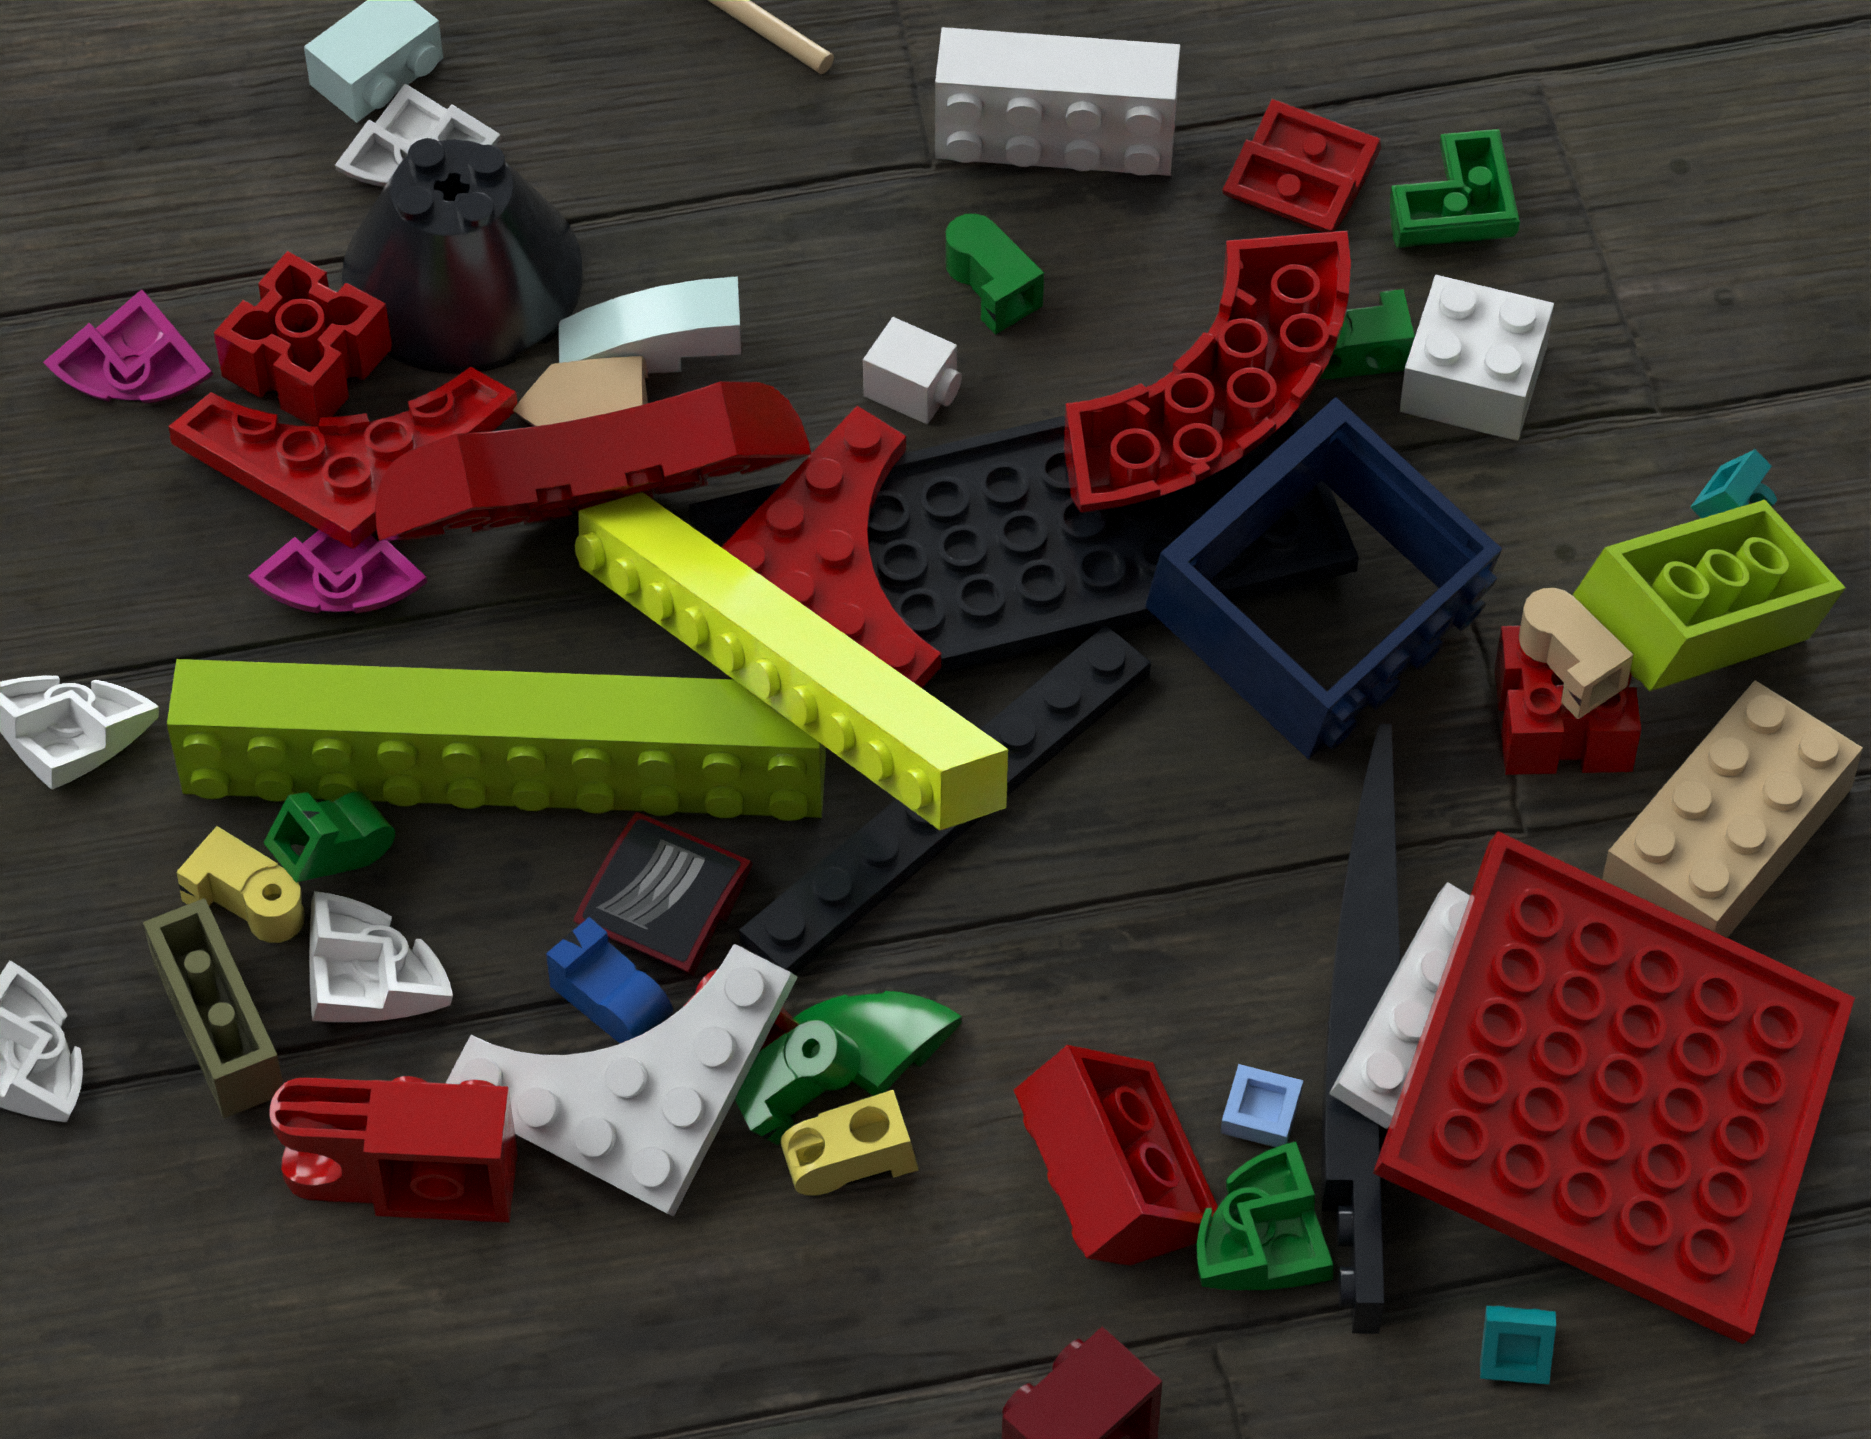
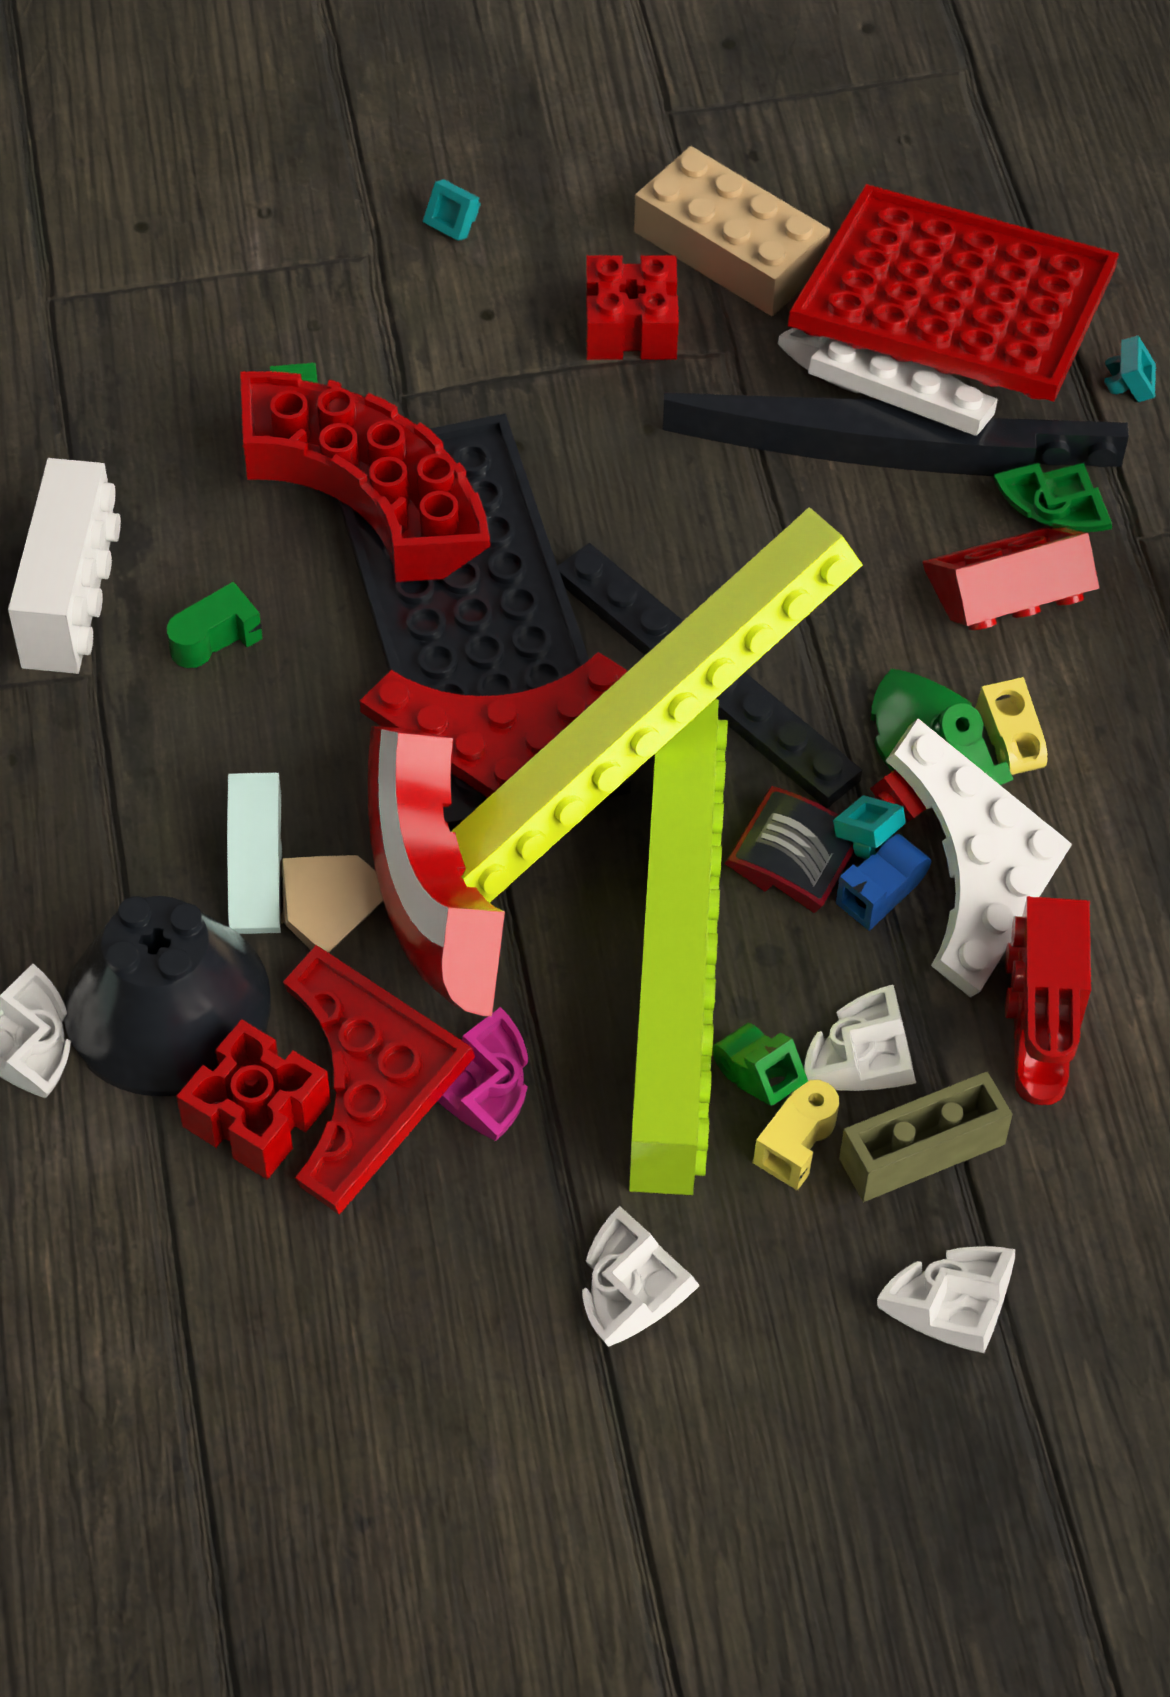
camera: 90 degrees left, 0 degrees up
(130, 357) = (241, 1249): dark pink brick -> none
(678, 957) = (869, 824): none -> teal tile
(911, 371) = (310, 679): white brick -> none
(1261, 1106) = (963, 495): light blue plate -> none
(1302, 167) = (126, 435): red slope -> none
(1391, 499) = (513, 454): dark blue window -> none
(1467, 207) = (176, 329): green brick -> none
(1476, 357) = (330, 327): white brick -> none
(1575, 647) = (628, 267): tan leg -> none
(1709, 593) = (573, 206): lime brick -> none

